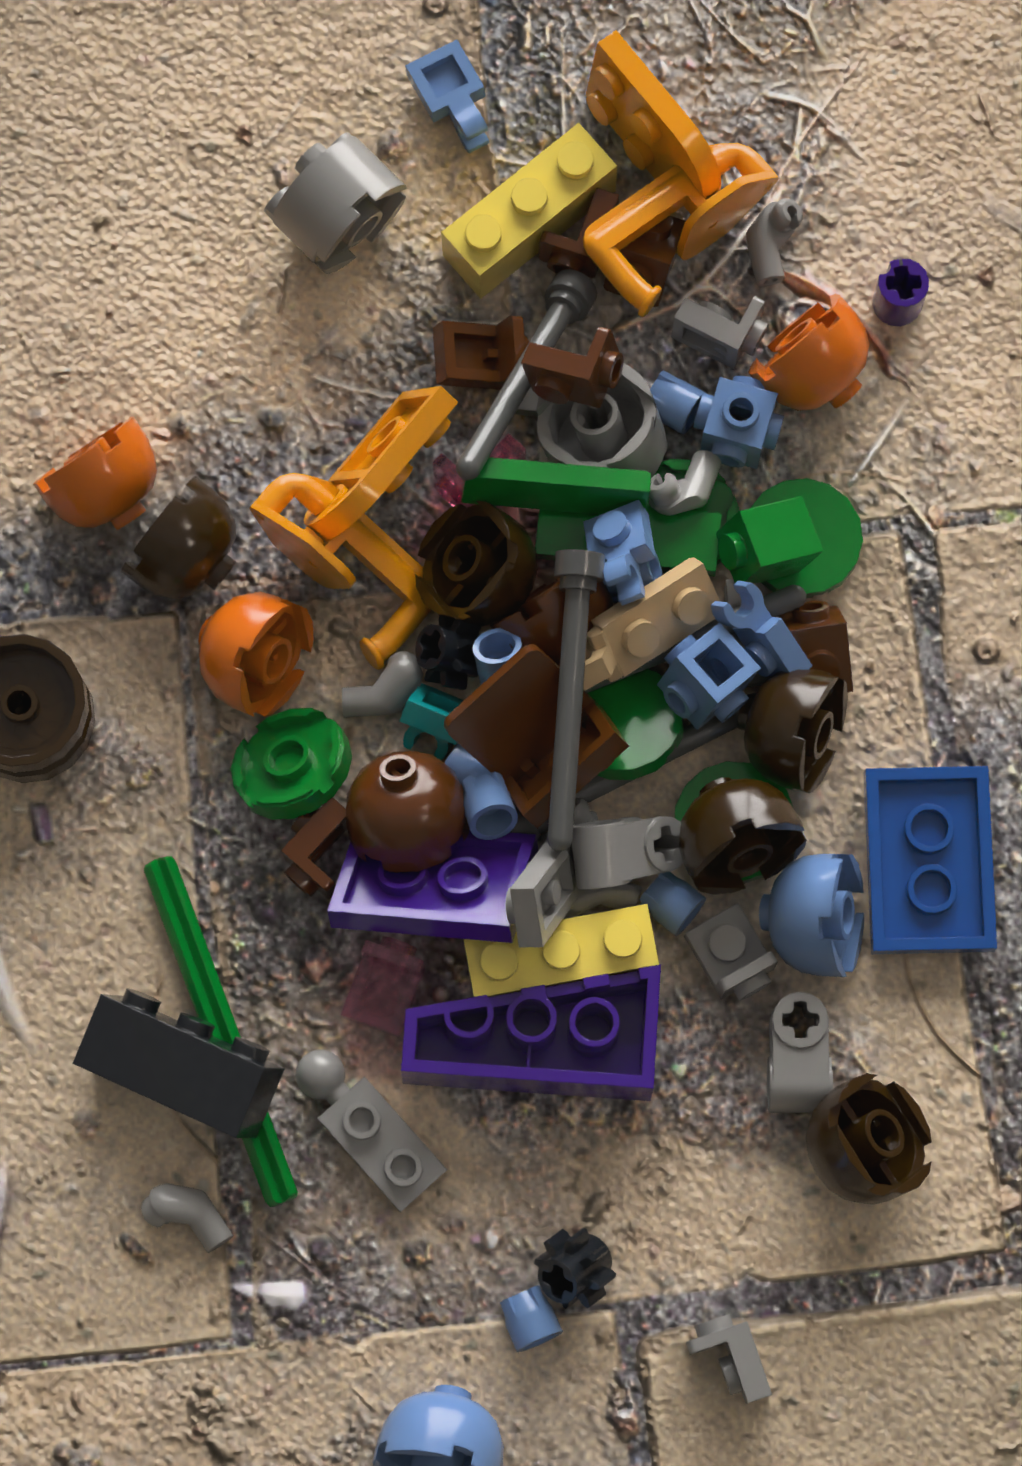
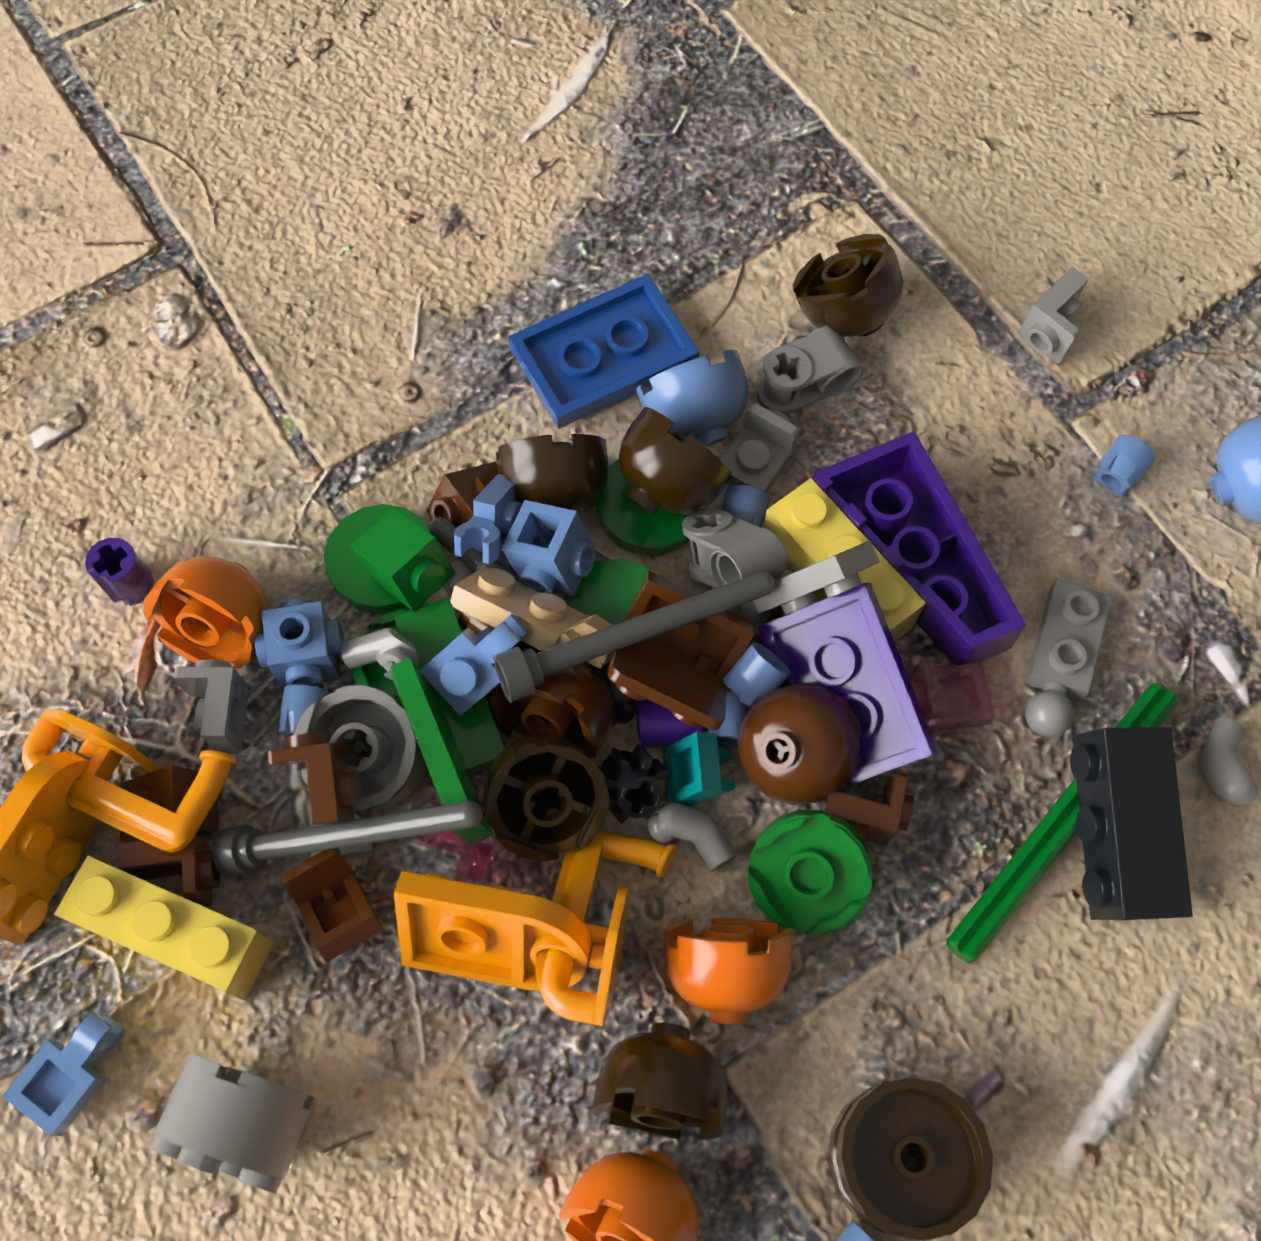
camera: 120 degrees left, 10 degrees down
(493, 651) = (615, 735): medium blue hose -> none
(575, 1268) = (1070, 445): black gear -> none
(766, 238) = (110, 710): light grey arm -> none

